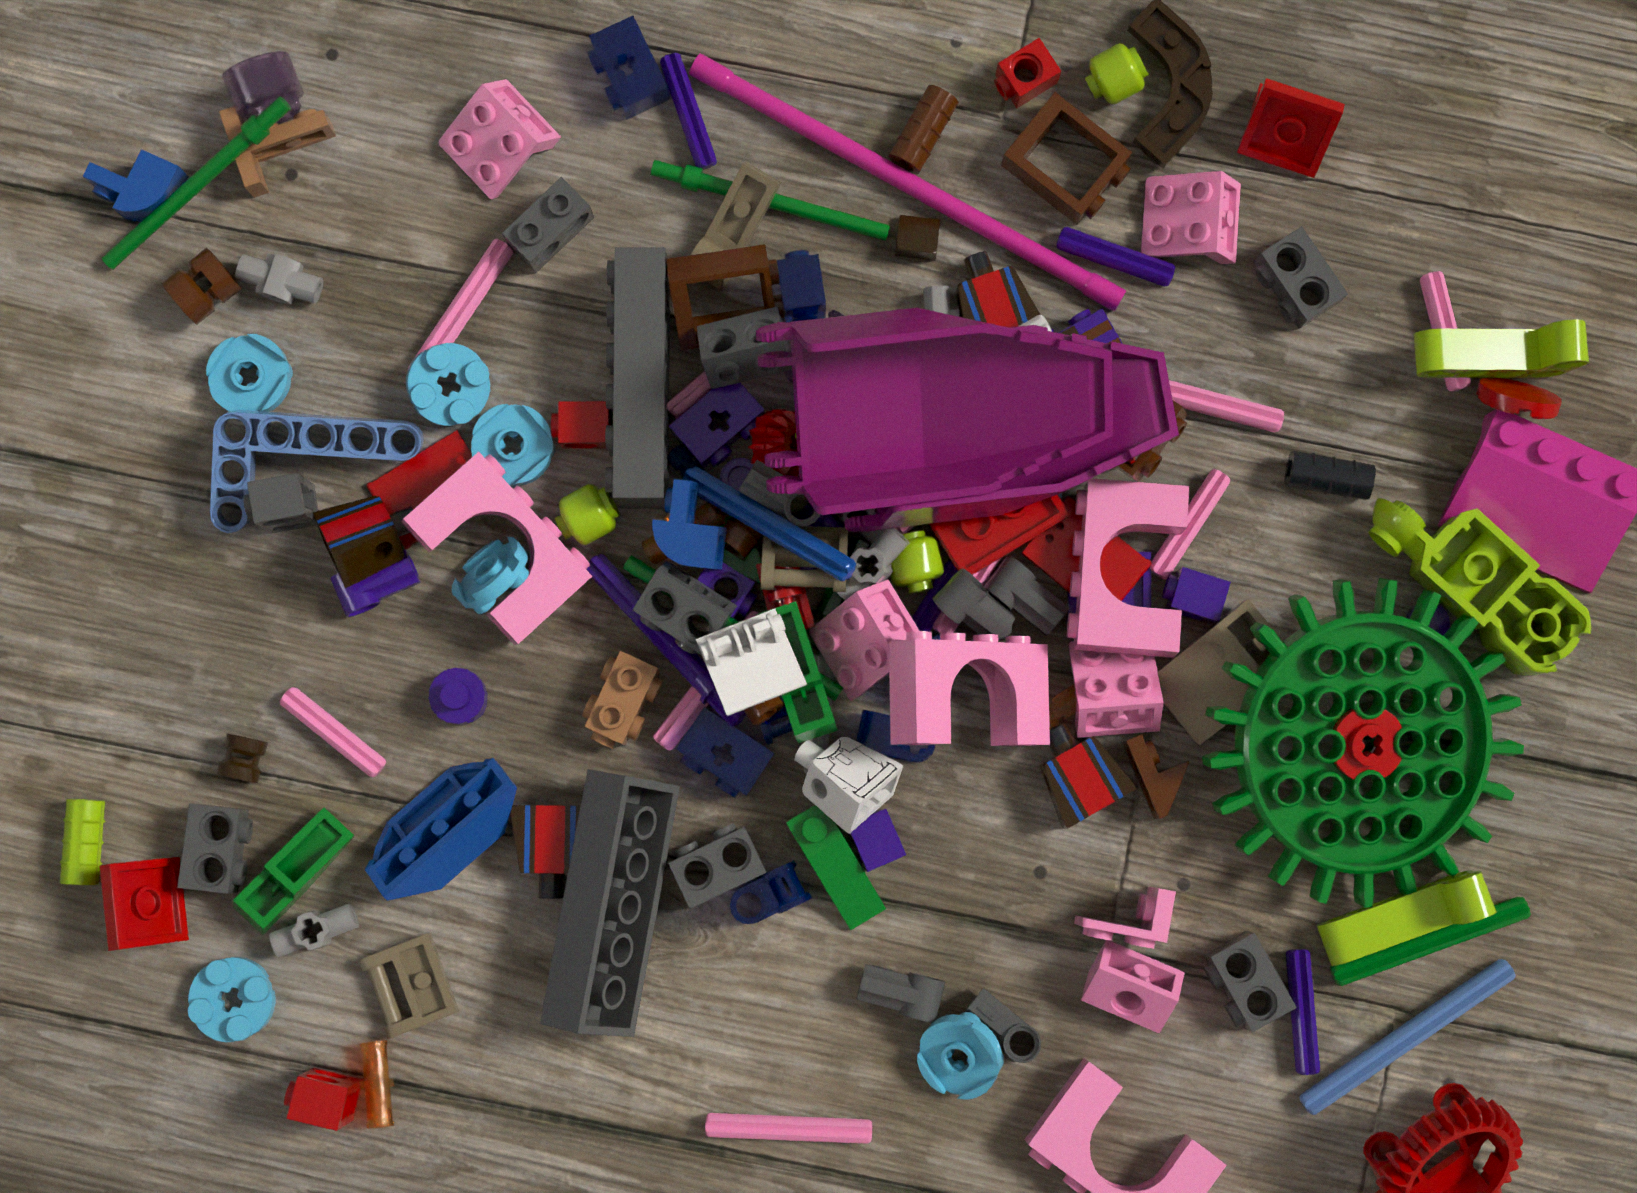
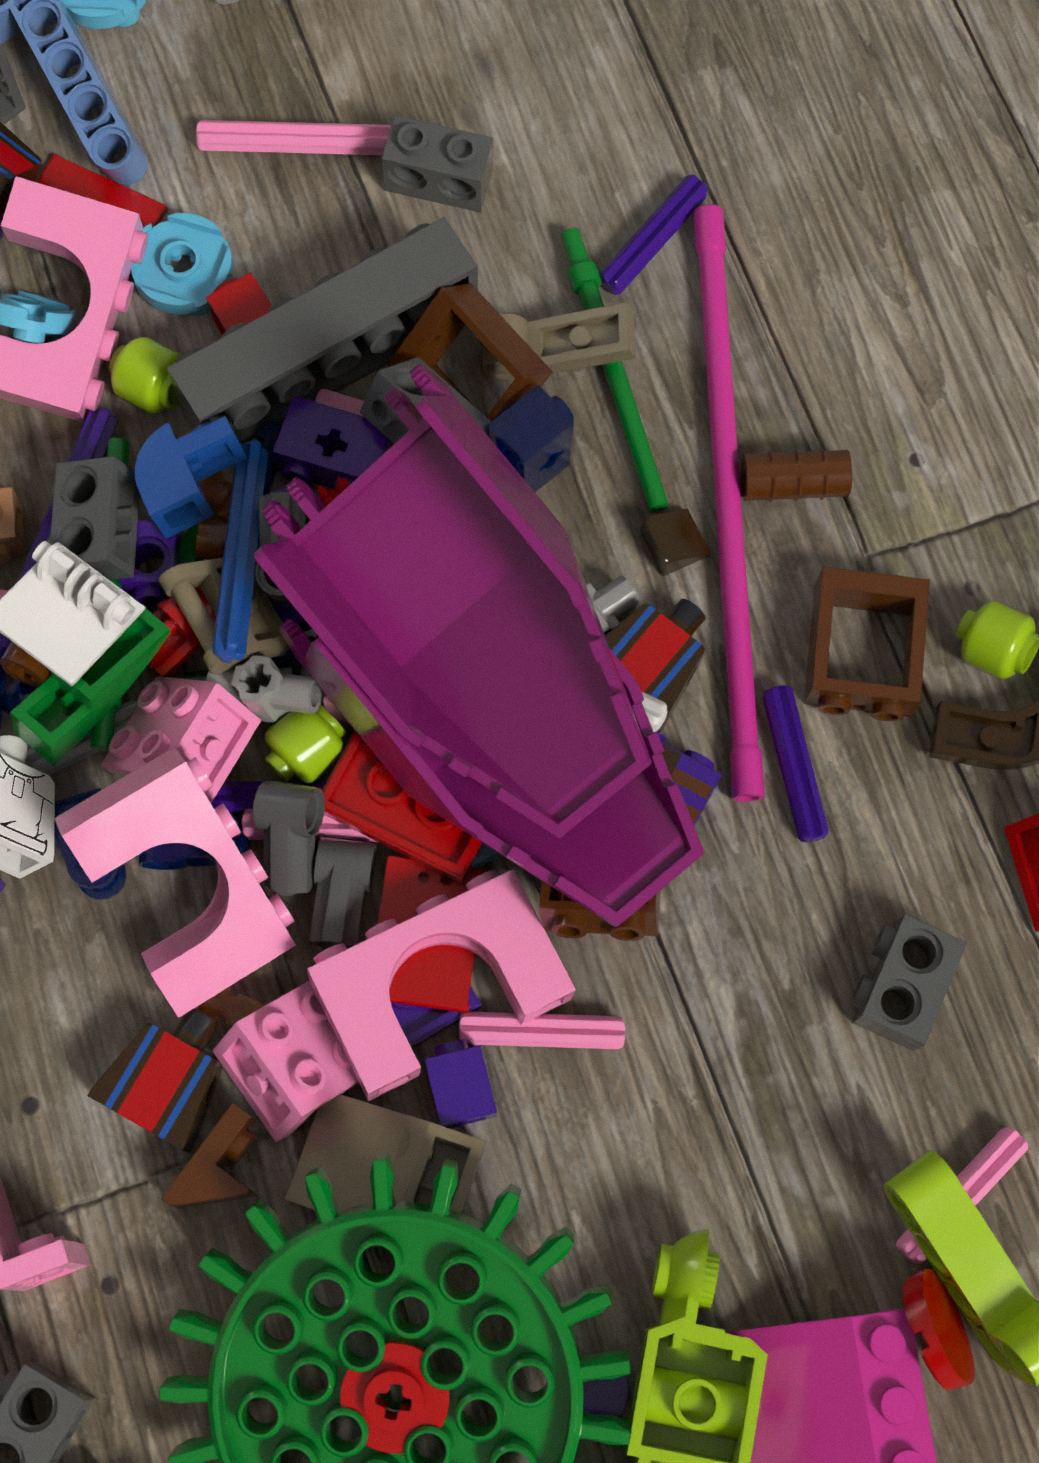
camera: 55 degrees right, 10 degrees down
(470, 375) = (181, 147): medium azure plate -> none
(496, 136) = (505, 62): bright pink bracket -> none
(623, 45) = (657, 148): clear blue brick -> none
(1031, 57) = (948, 532): red brick -> none
(1191, 216) = (898, 821): bright pink bracket -> none
(1227, 407) = (699, 974): bright pink axle -> none
(1329, 475) = (701, 1159): black axle -> none

